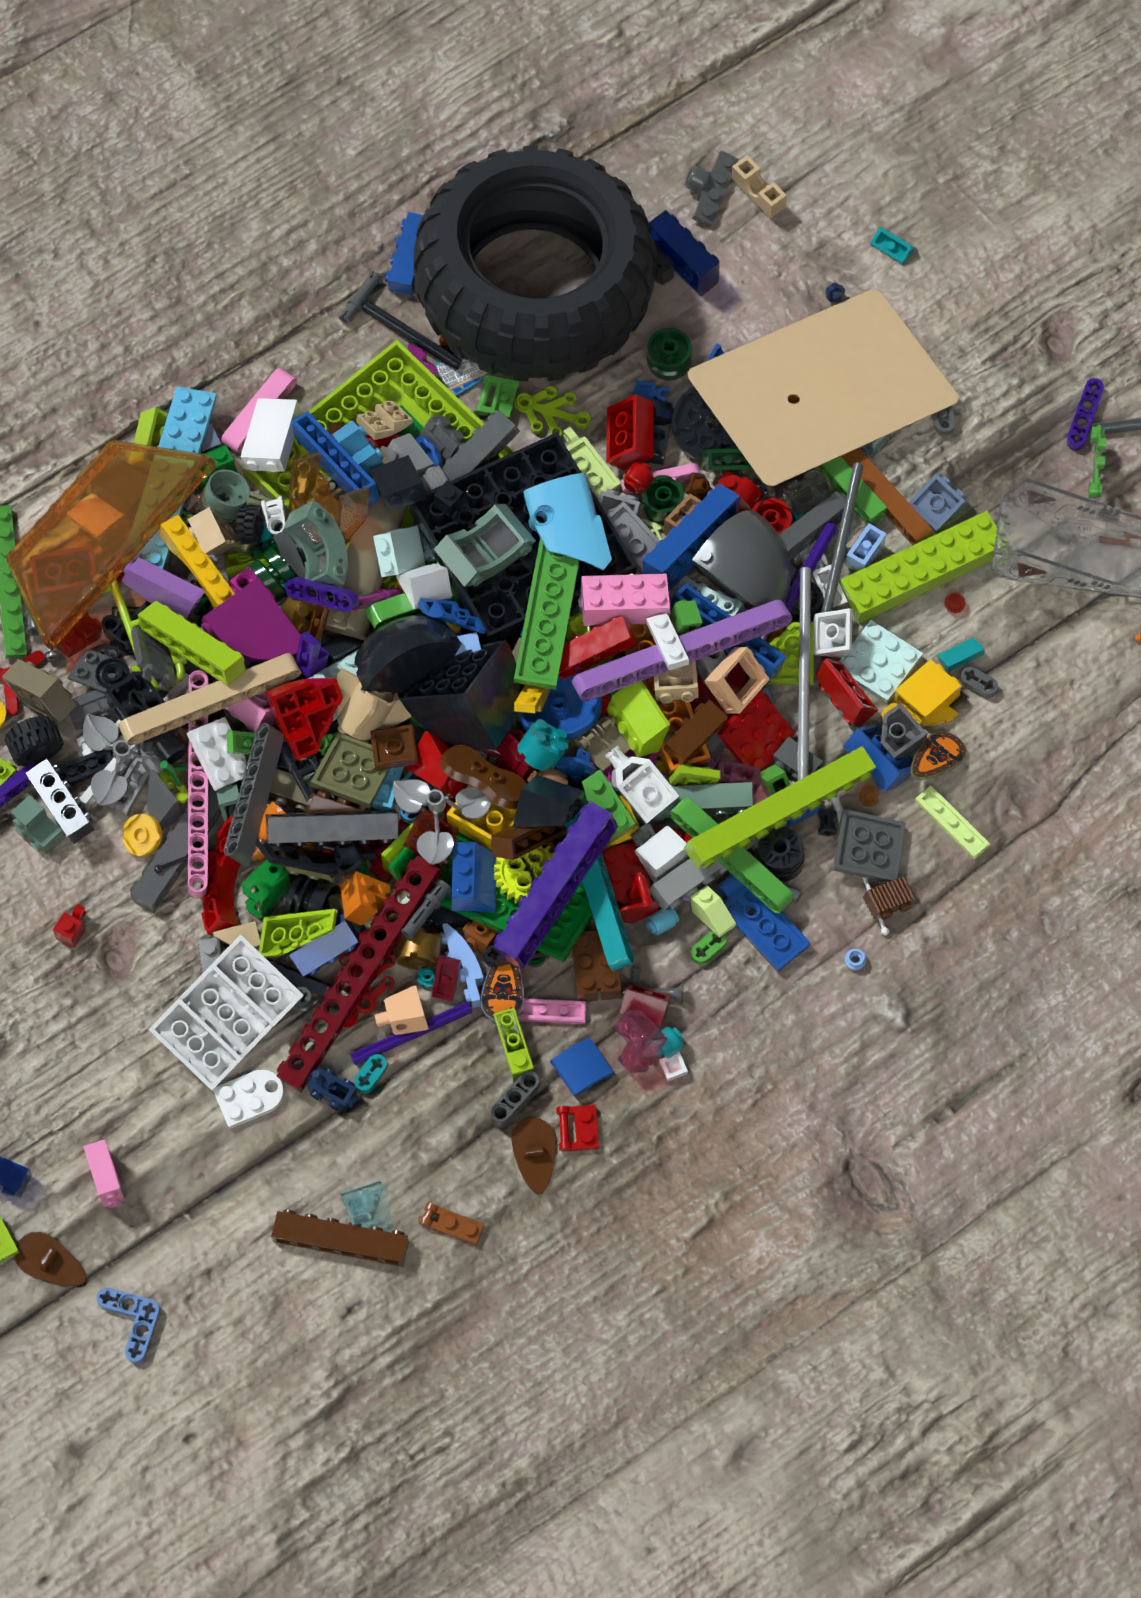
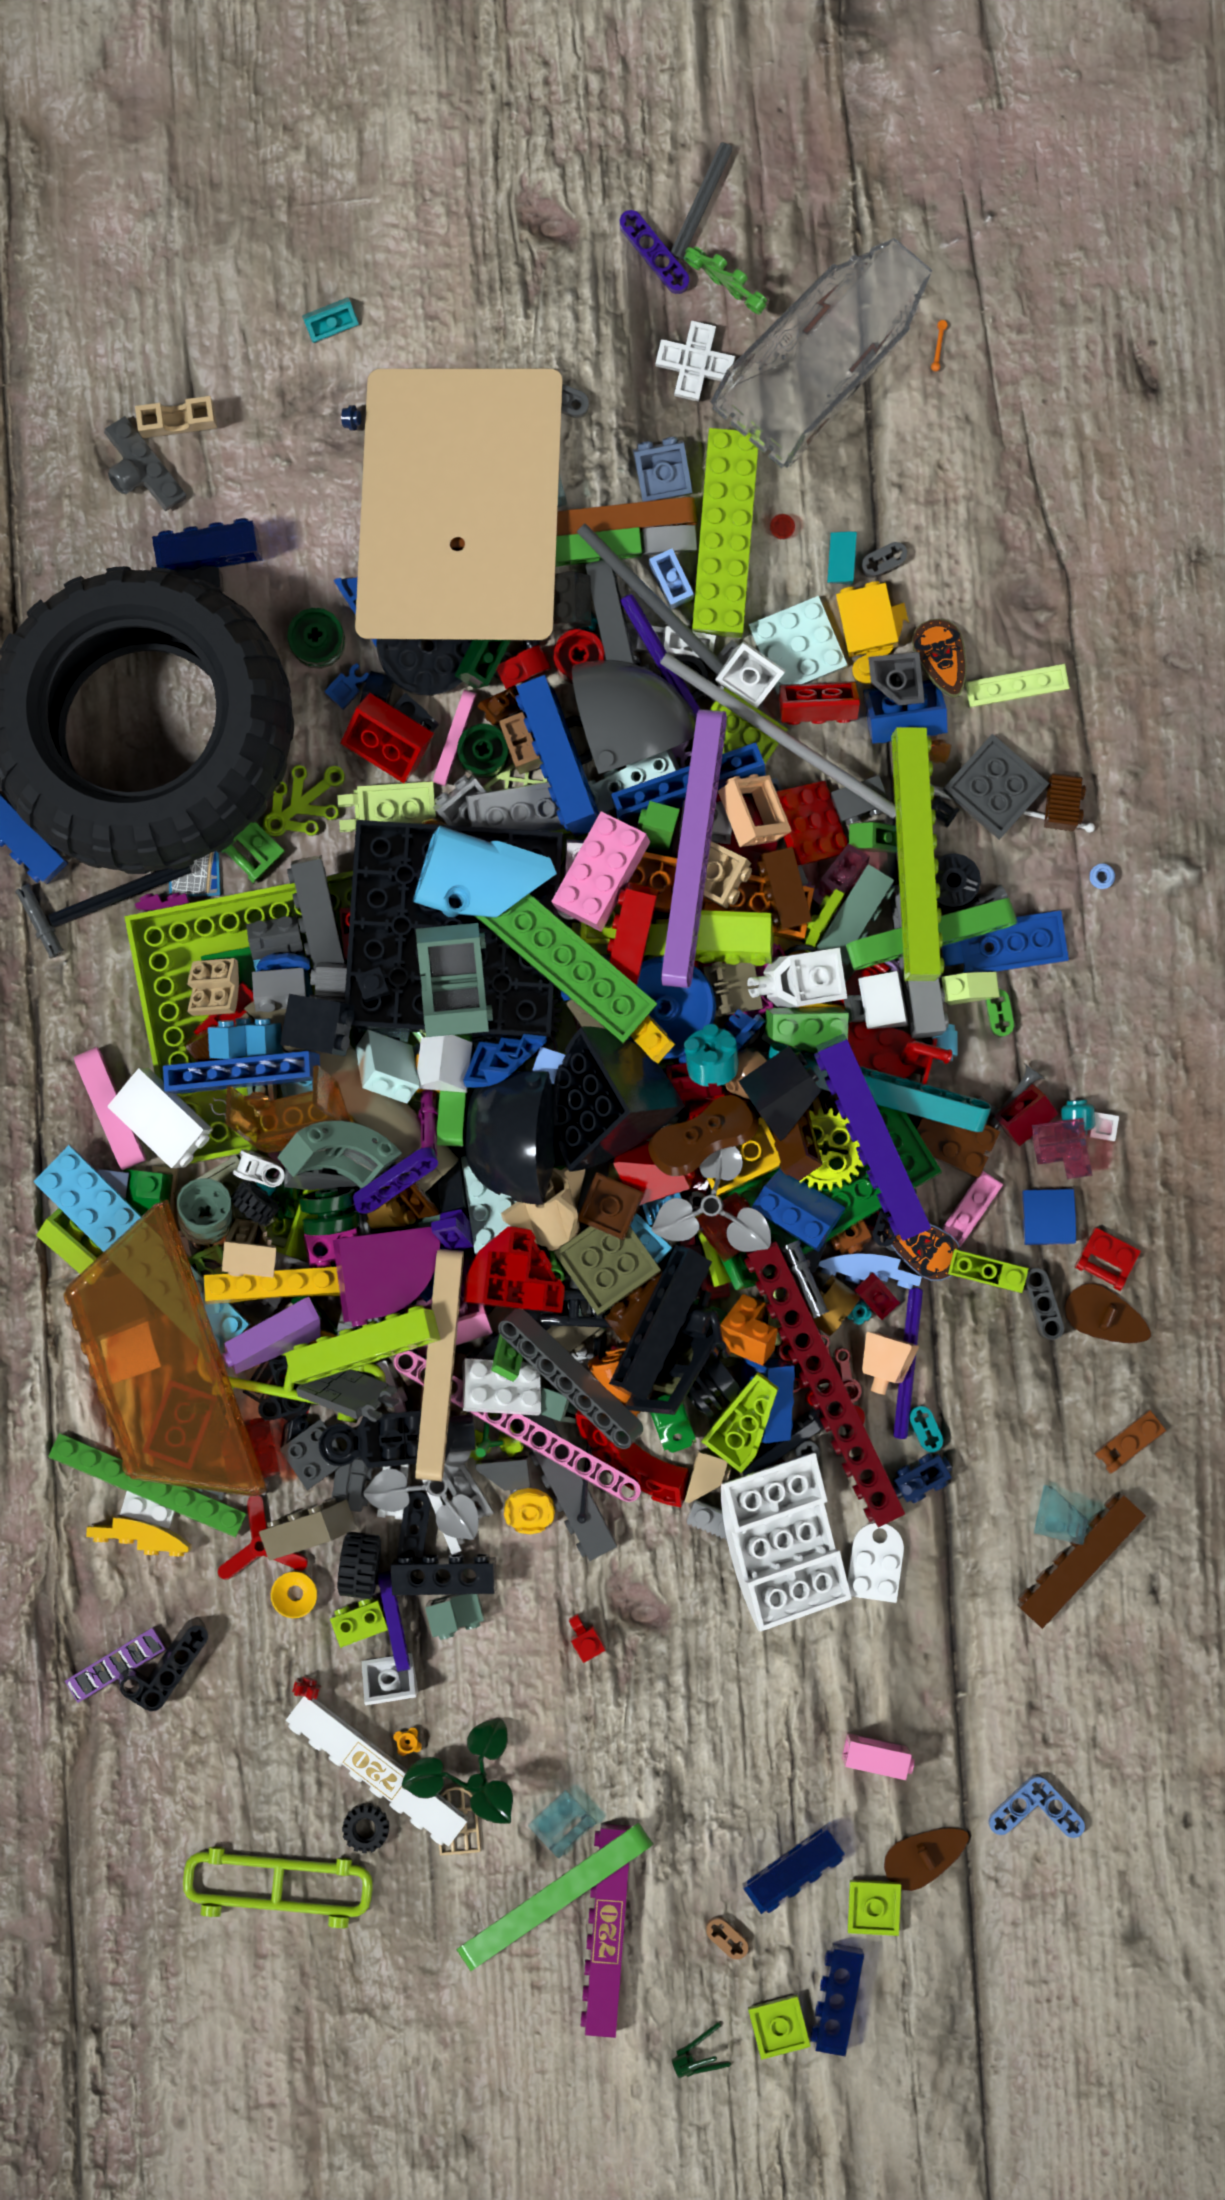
camera: 60 degrees left, 20 degrees up
(638, 477) = (448, 763): red head -> none
(667, 641) = (681, 859): white plate -> none
(896, 536) = (660, 539): none -> light grey slope
(1024, 468) = (694, 360): none -> white plate

